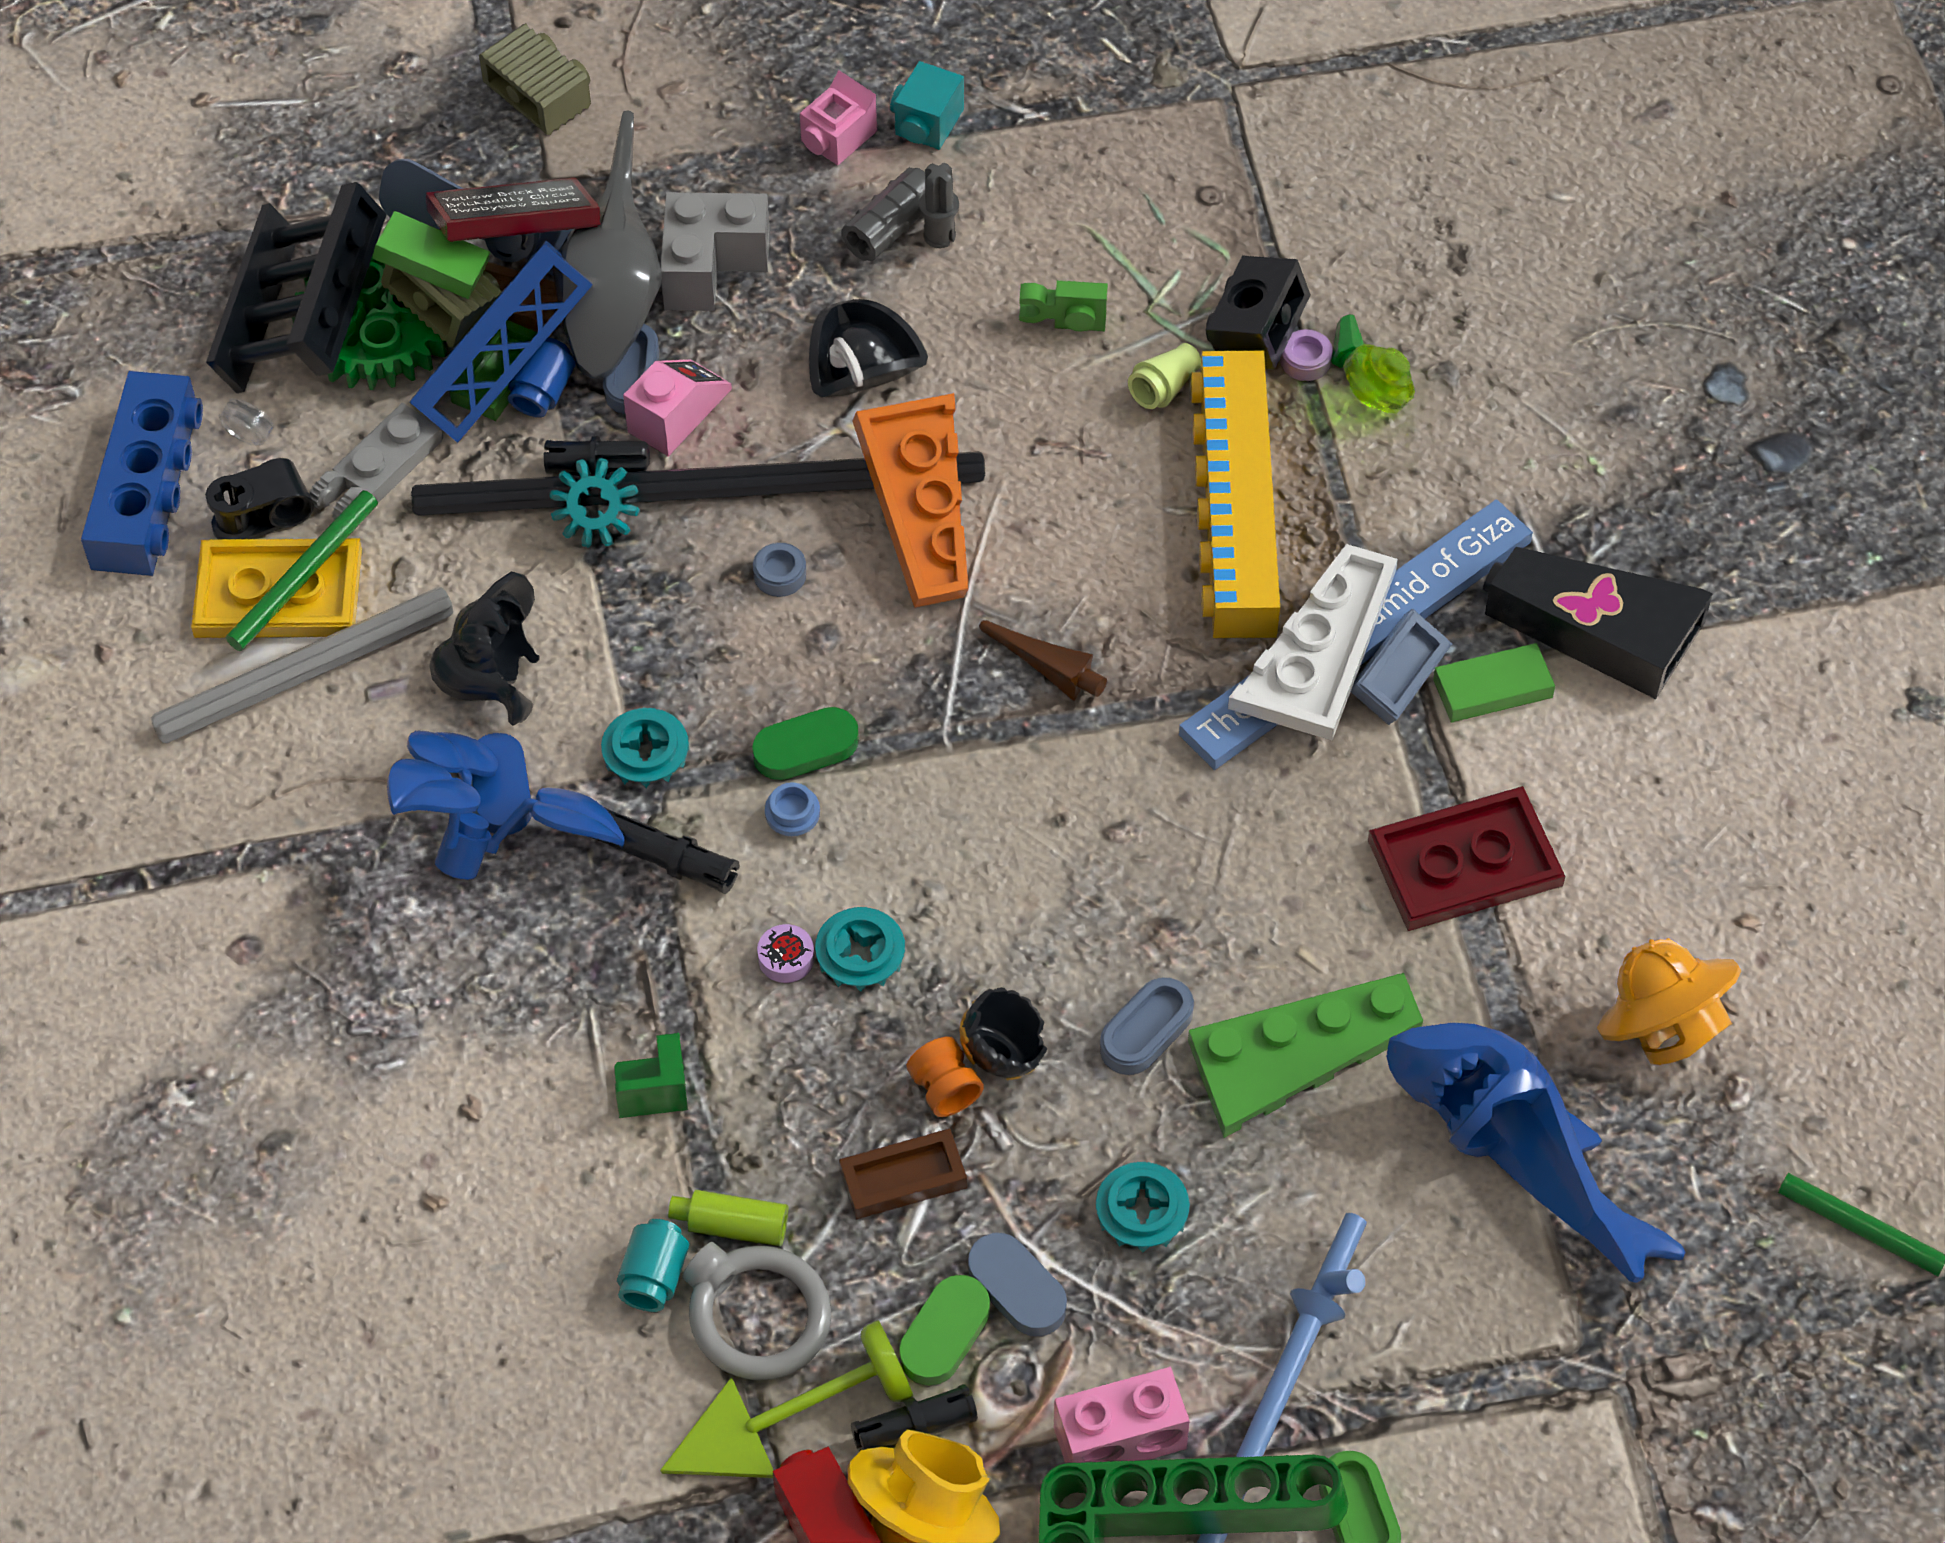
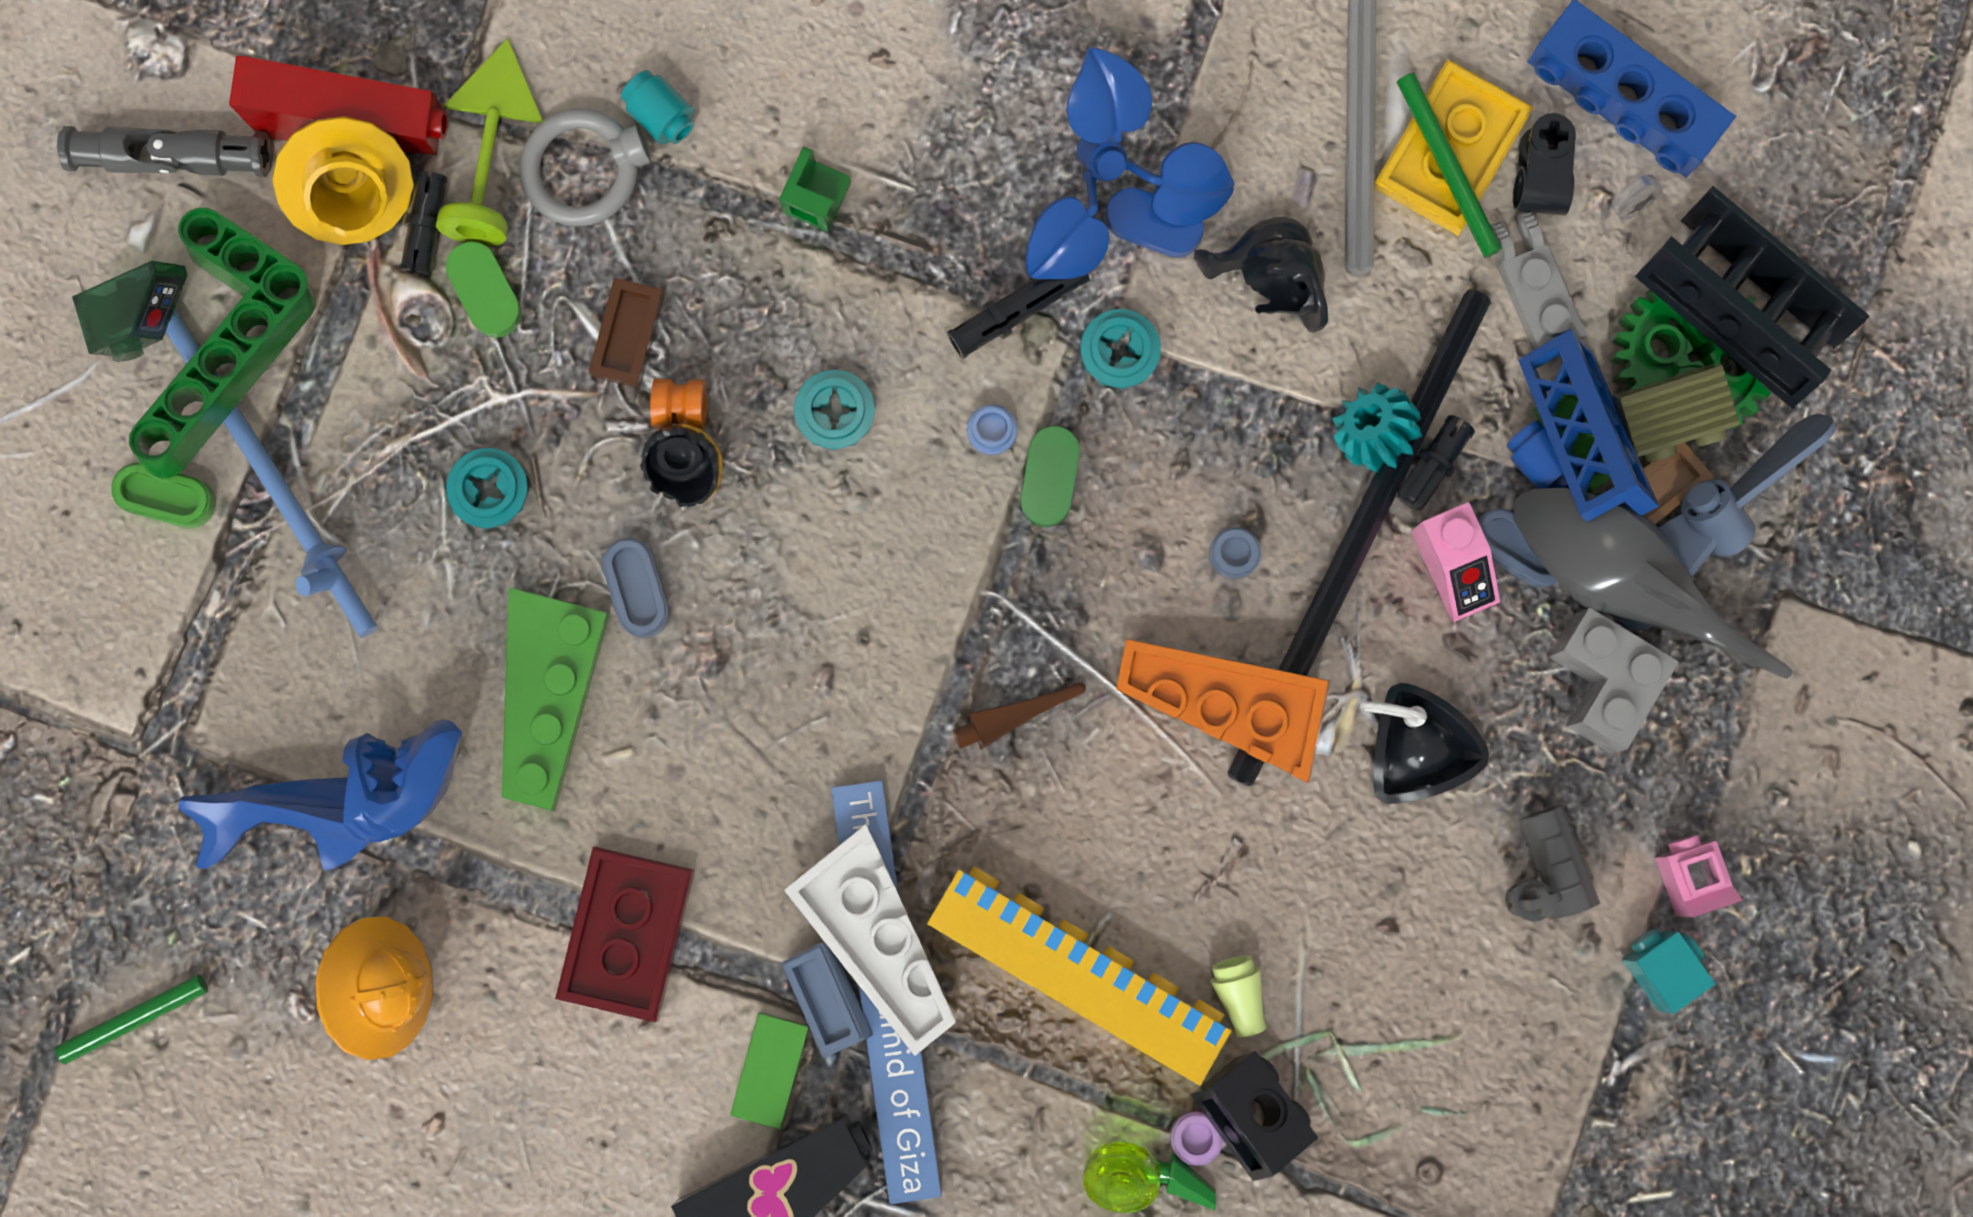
camera: 120 degrees right, 25 degrees up
(430, 256) = (1699, 400): bright green tile -> none
(512, 209) = (1714, 497): tile -> none
(536, 78) = (1900, 635): olive brick -> none
(732, 1217) = (665, 187): lime cylinder -> none
(785, 953) = (866, 353): lavender tile -> none
(1018, 1284) = (486, 361): sand blue tile -> none
(1072, 305) = (1357, 961): bright green plate -> none
(1123, 1420) = (321, 359): bright pink brick -> none

